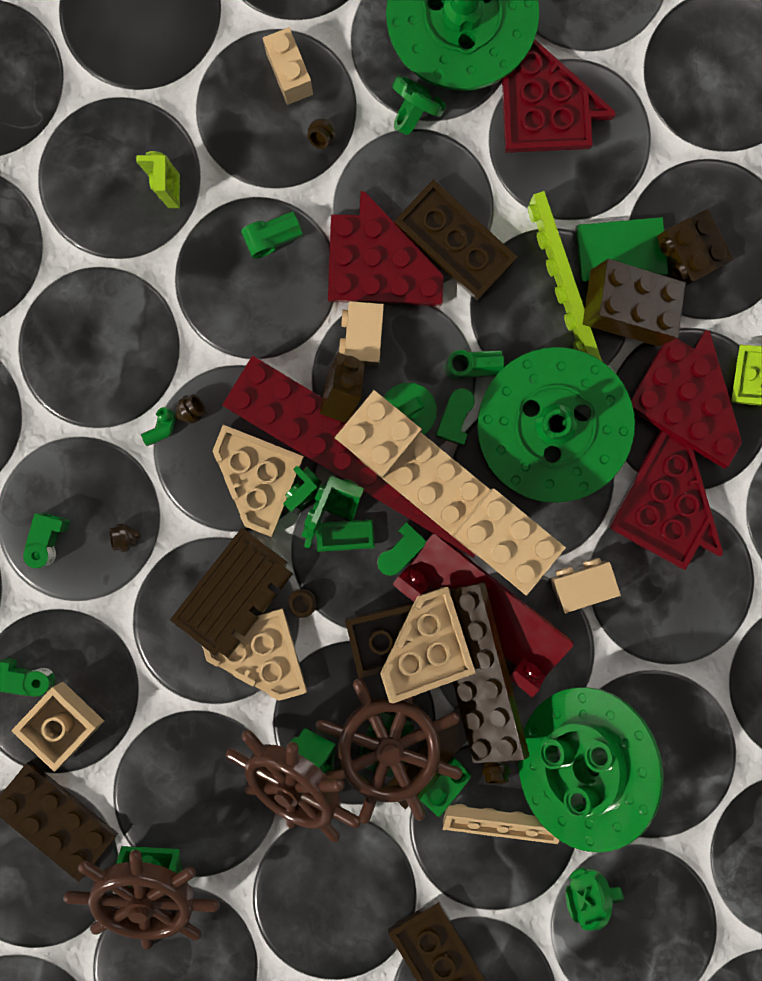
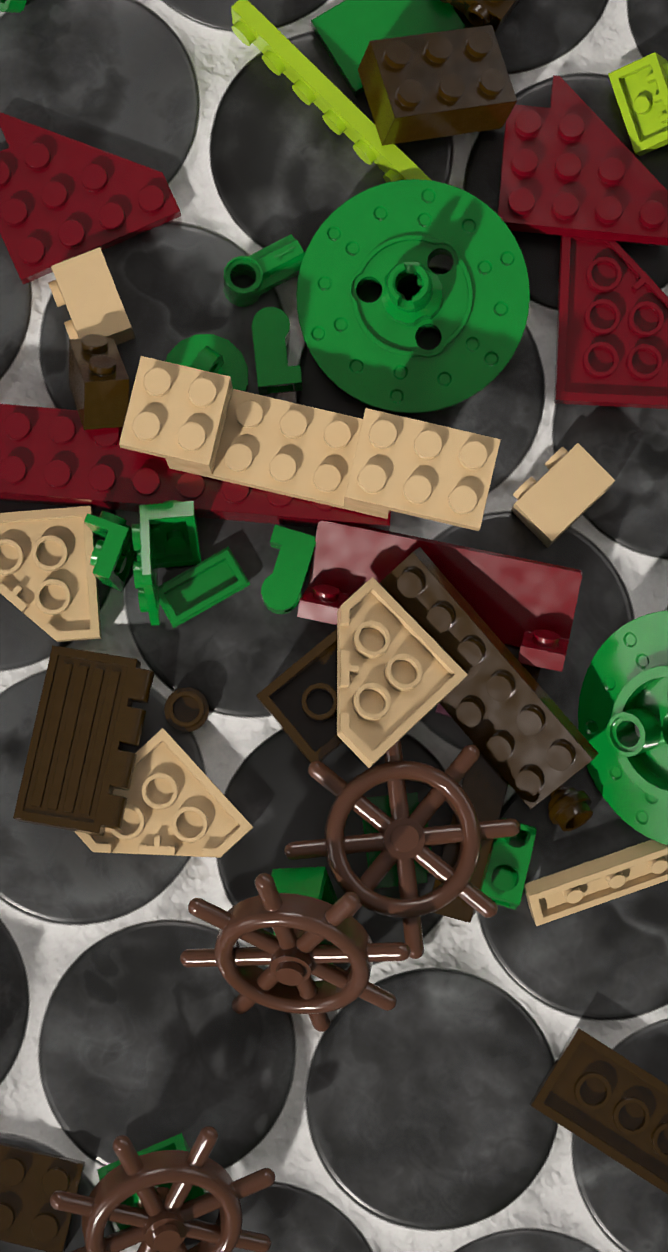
camera: 30 degrees left, 5 degrees down
(455, 240) = (156, 118): dark brown plate -> none

